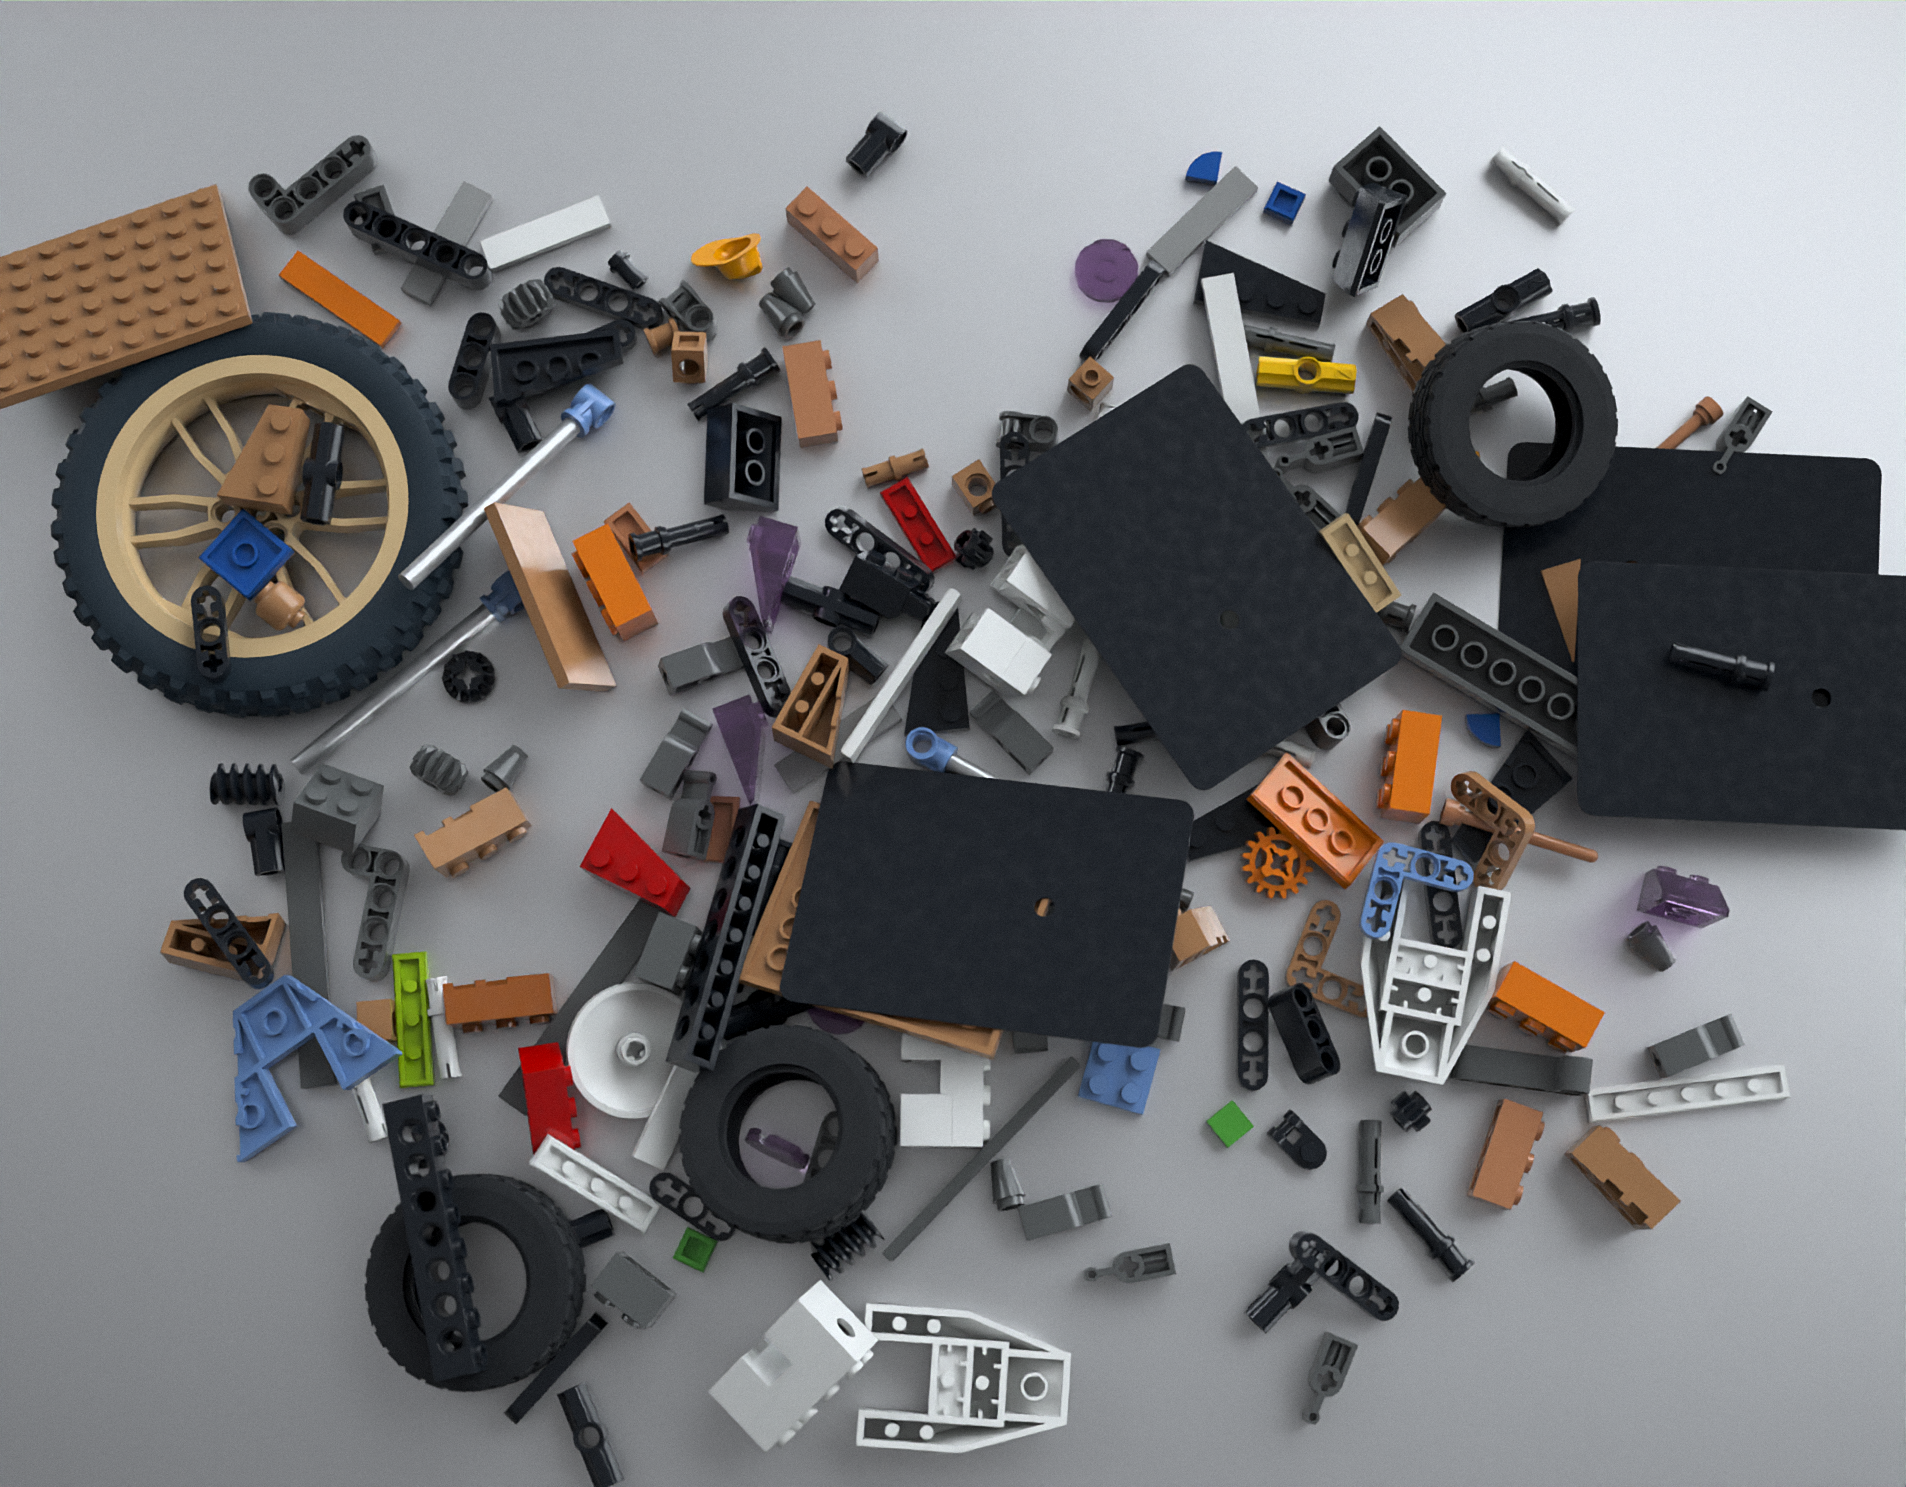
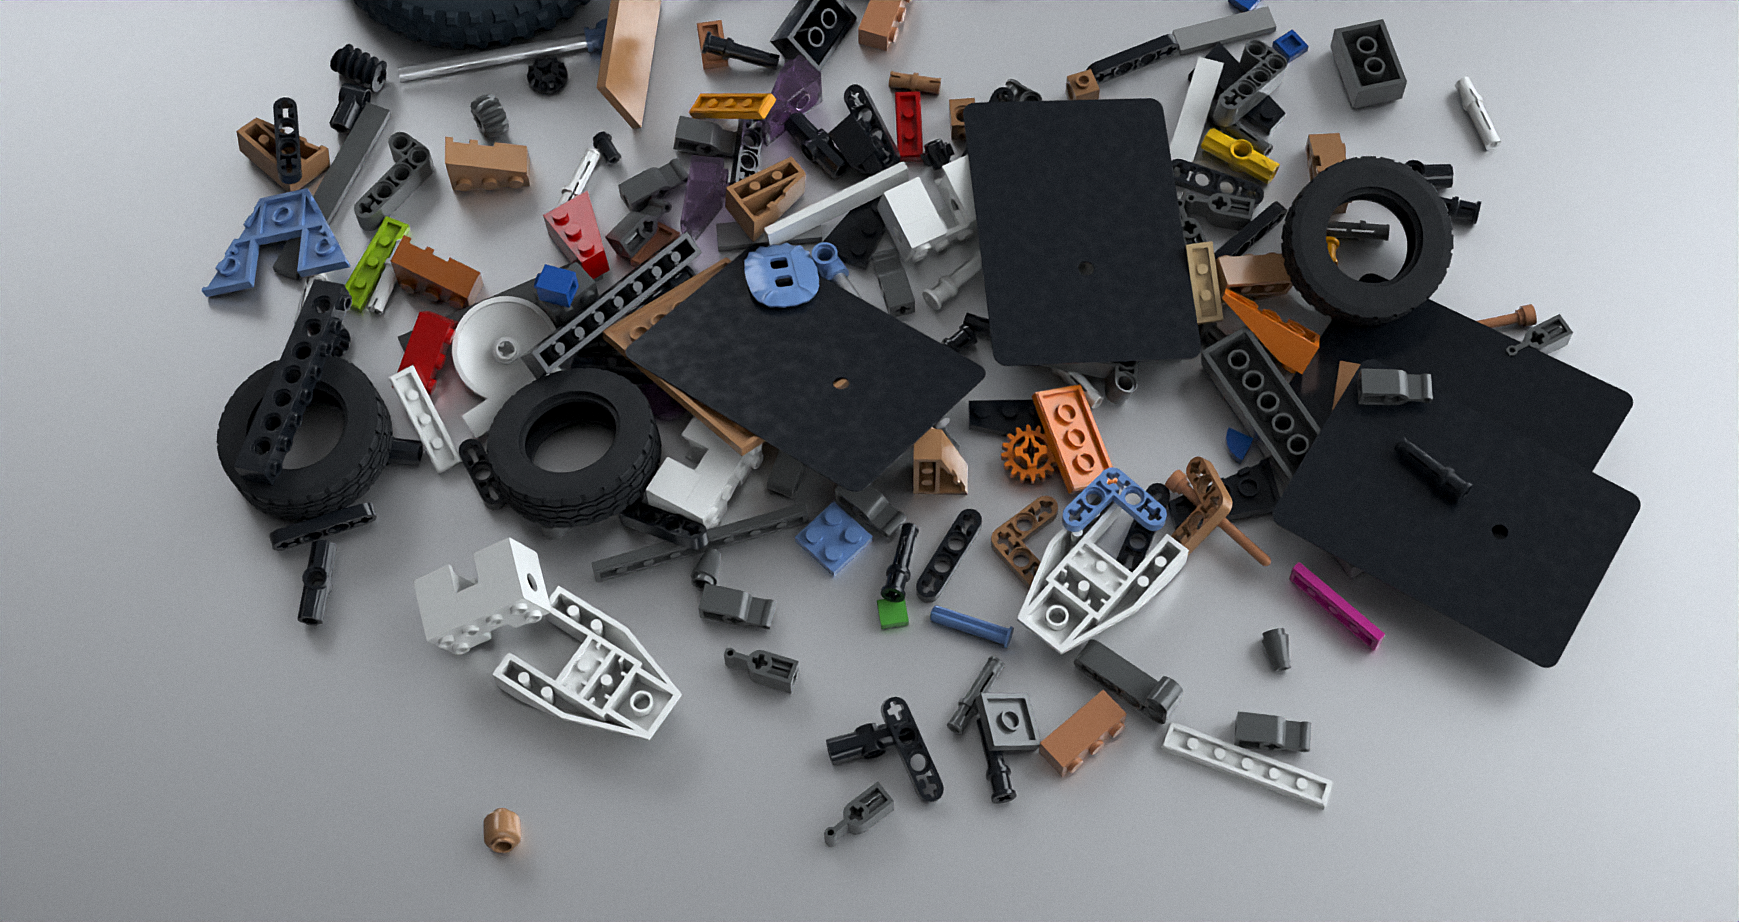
camera: 30 degrees right, 15 degrees down
(337, 808) = (407, 104): dark grey brick -> none
(378, 1017) = (353, 246): medium nougat brick -> none
(504, 769) = (534, 138): dark grey cone -> none
(585, 782) = (589, 161): none -> white pin
(593, 735) = (603, 142): none -> black pin
(613, 583) = (677, 58): orange brick -> none
(633, 1291) = (405, 499): dark grey brick -> none
(659, 959) = (556, 285): none -> blue brick
(695, 1249) = (466, 503): bright green tile -> none
(715, 615) = (732, 106): none -> light orange tile
(777, 1148) = (559, 454): clear purple tile -> none
(844, 1244) = (570, 546): black piece -> none
(861, 658) = (816, 183): black piece -> none
(872, 811) = (762, 277): none -> medium blue piece
(932, 1165) = (689, 534): none -> black beam
(1105, 270) = (1136, 28): clear purple tile -> none
(1214, 1083) = (898, 572): none -> black pin
(1277, 290) = (1263, 75): none -> dark grey beam
(1304, 1033) = (982, 575): black beam -> none
(1308, 1151) = (939, 658): black plate -> none
(1322, 1093) = (972, 625): none -> medium blue axle
(1367, 238) = (1333, 83): black slope -> none
(1409, 766) = (1163, 434): orange brick -> none
(1410, 1111) = (1029, 667): black gear -> none
(1424, 1187) = (1008, 721): none -> plate
(1476, 578) = (1288, 342): none -> orange wedge
(1544, 1008) = (1167, 640): orange brick -> none
(1622, 1178) = (1160, 792): medium nougat wedge -> none
(1631, 589) = (1392, 387): none -> dark grey piece
(1681, 898) = (1314, 622): clear purple slope -> none
(1687, 865) = (1336, 606): none -> dark pink tile

